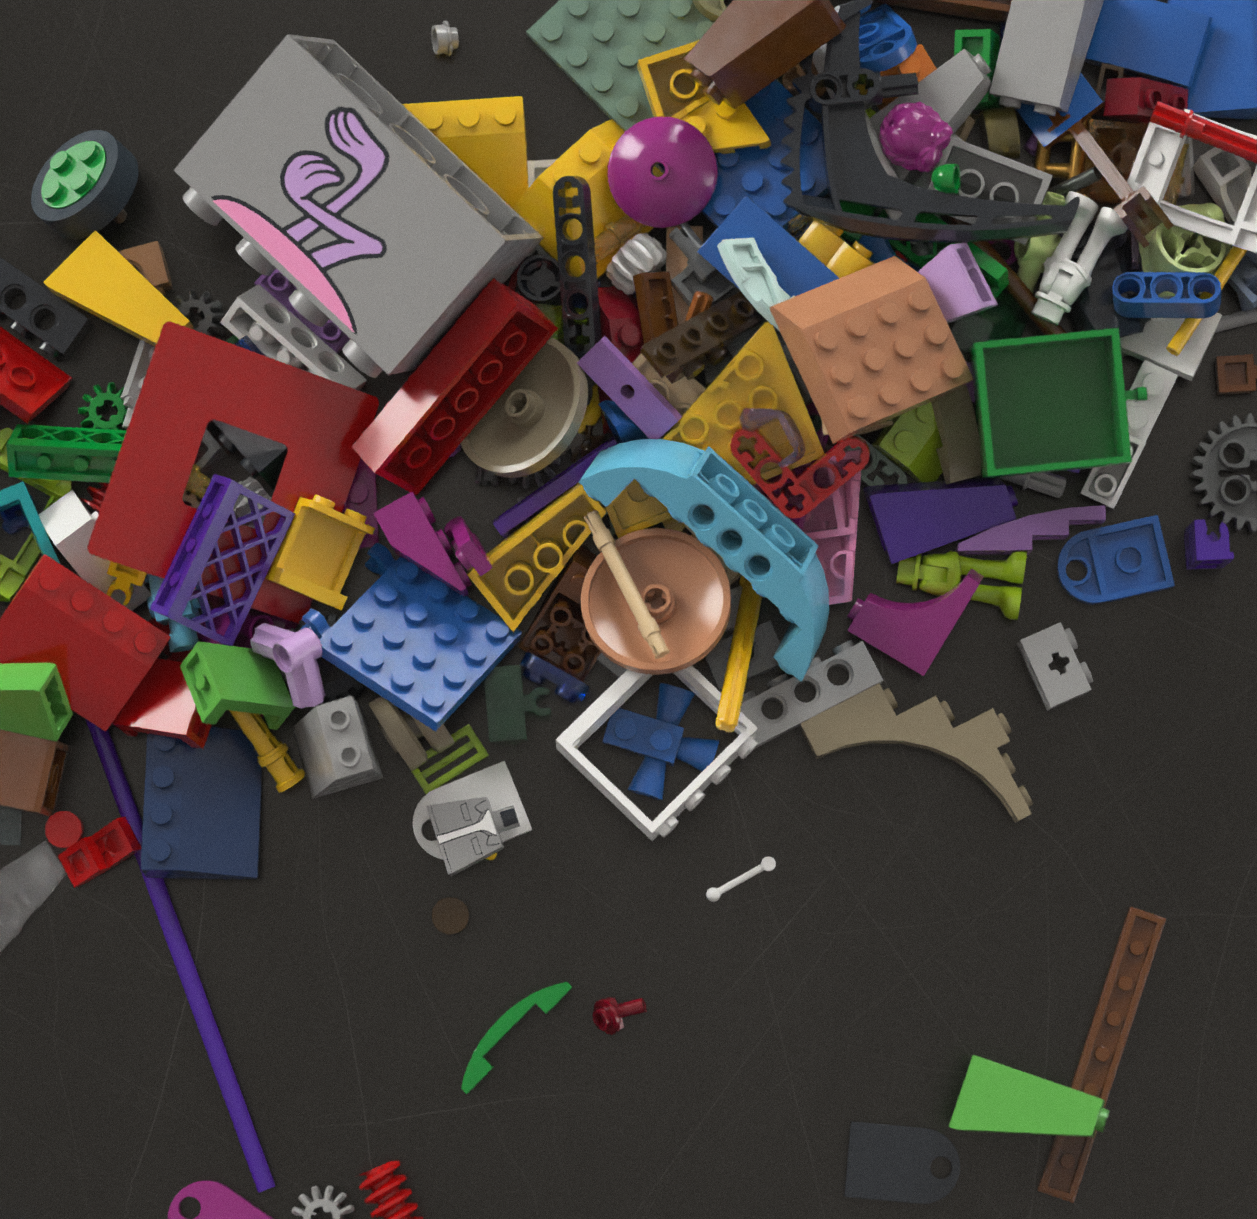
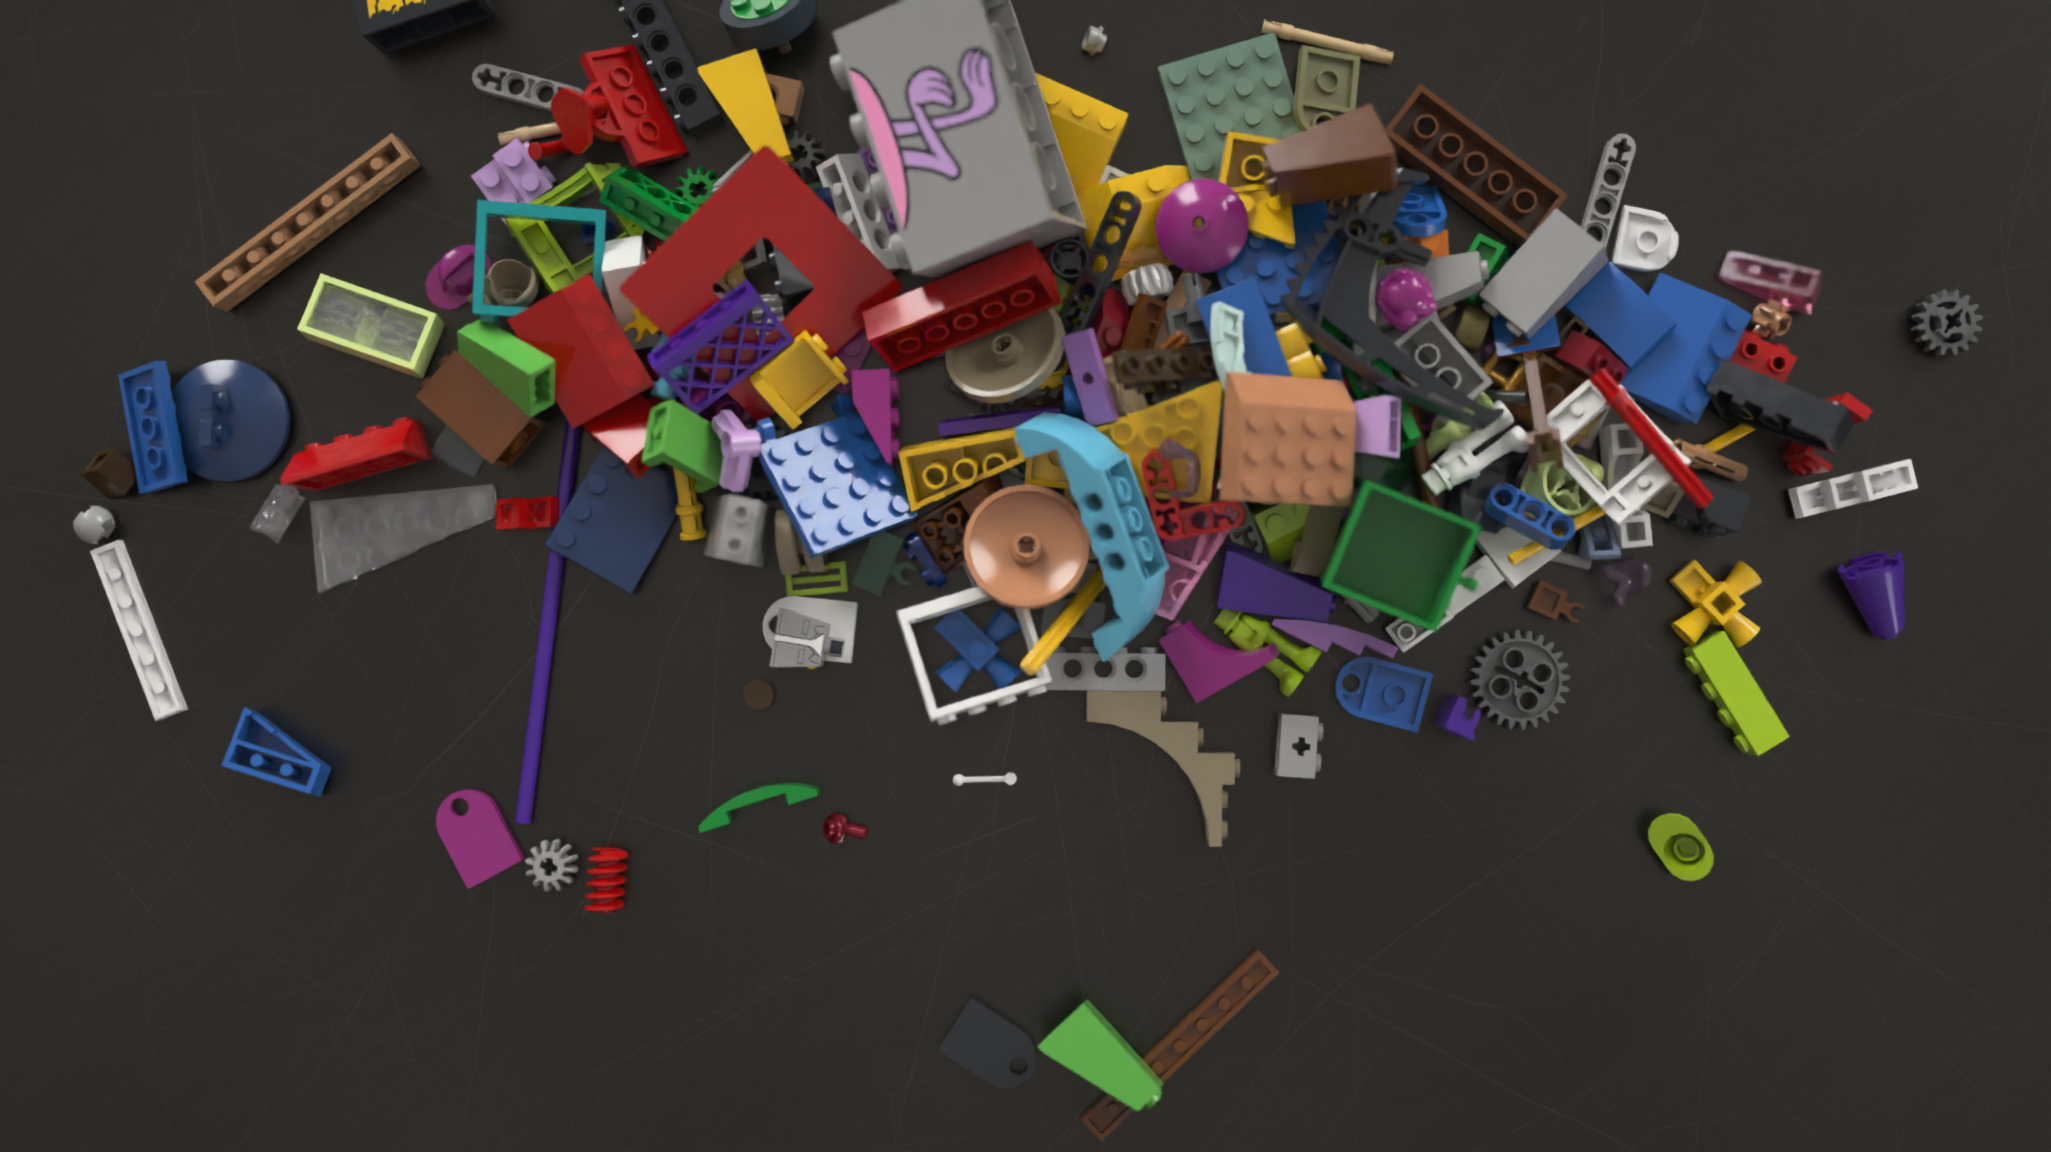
camera: 30 degrees right, 5 degrees up
(64, 829) = (510, 483): red tile -> none
(467, 546) = (910, 431): magenta hinge -> none
(647, 624) = (1009, 560): tan piece -> none
(947, 178) = (1412, 343): green hinge -> none

